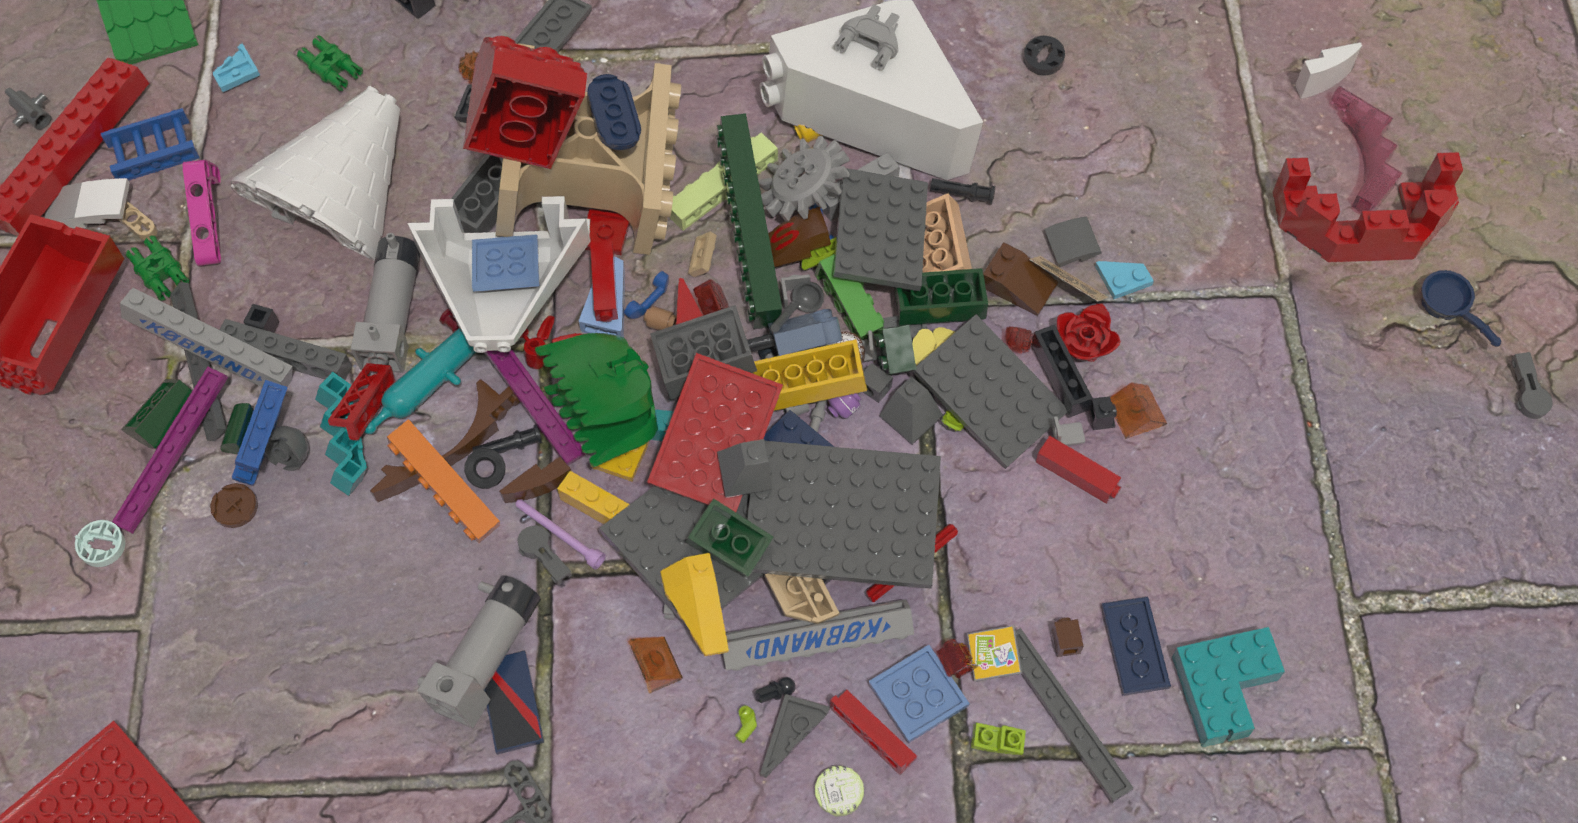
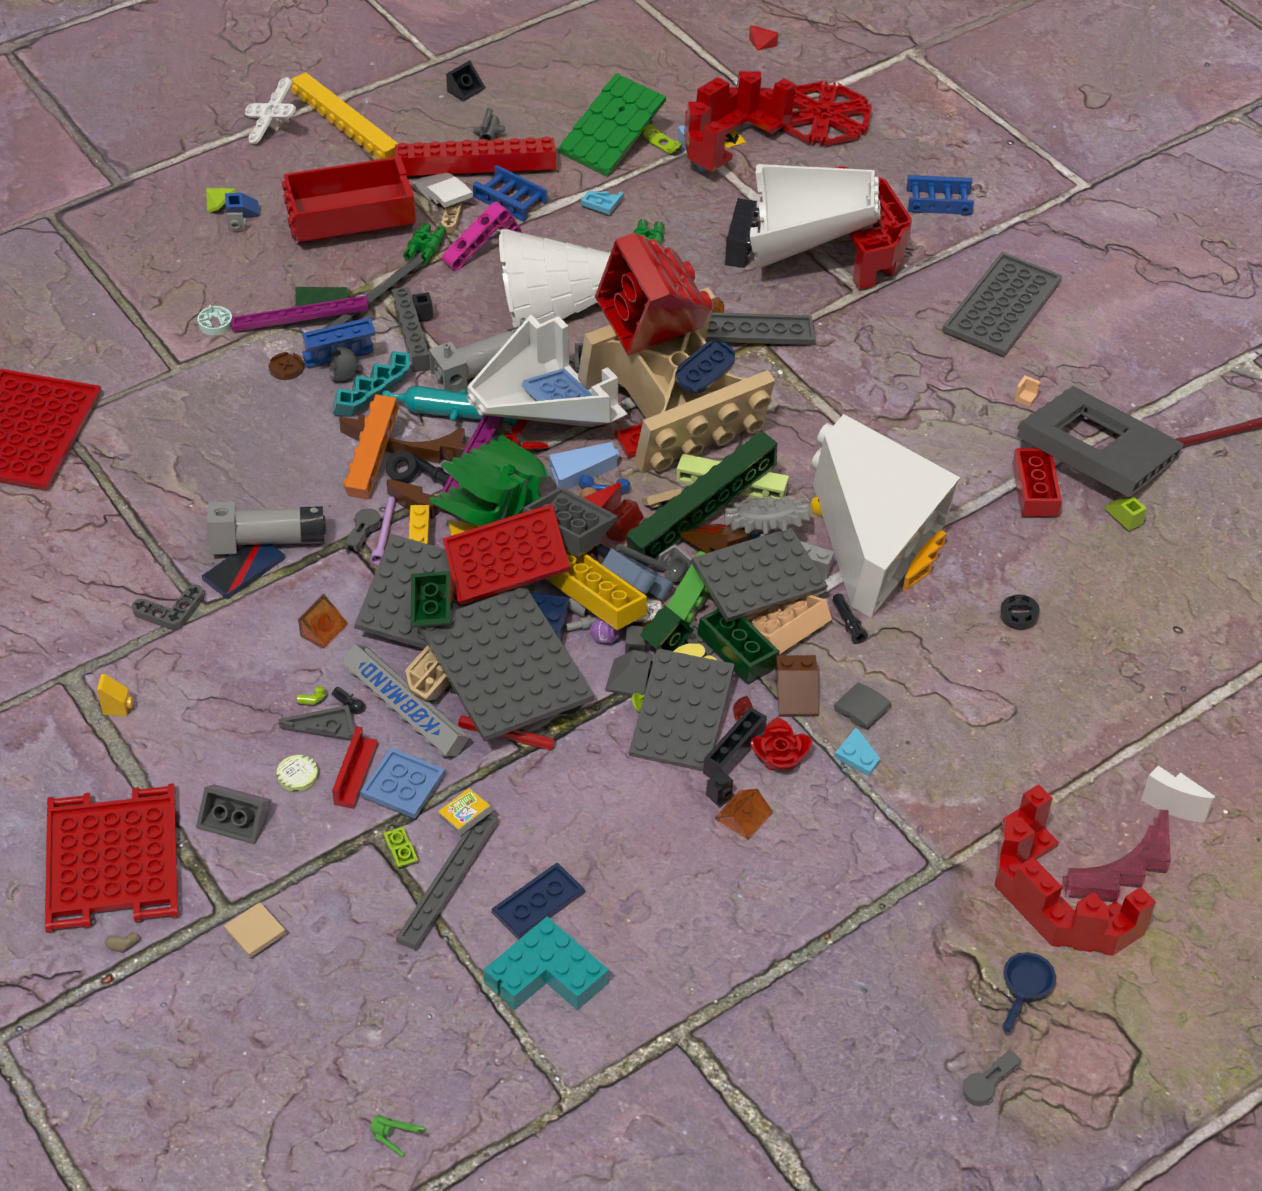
camera: 55 degrees right, 15 degrees down
(203, 340) = (383, 286): light grey brick -> none
(369, 399) = (401, 379): red fence -> none
(604, 281) = (588, 448): red brick -> none
(694, 593) = (375, 610): yellow wedge -> none
(745, 468) = (492, 583): dark grey slope -> none
(871, 33) = (900, 465): light grey connector -> none
(956, 658) = (447, 788): clear red window -> none
(1067, 637) = (511, 851): reddish brown brick -> none
(1068, 433) = (684, 774): light grey bracket -> none
(1069, 278) = (823, 714): sticker -> none
(1079, 470) = (659, 796): red brick -> none

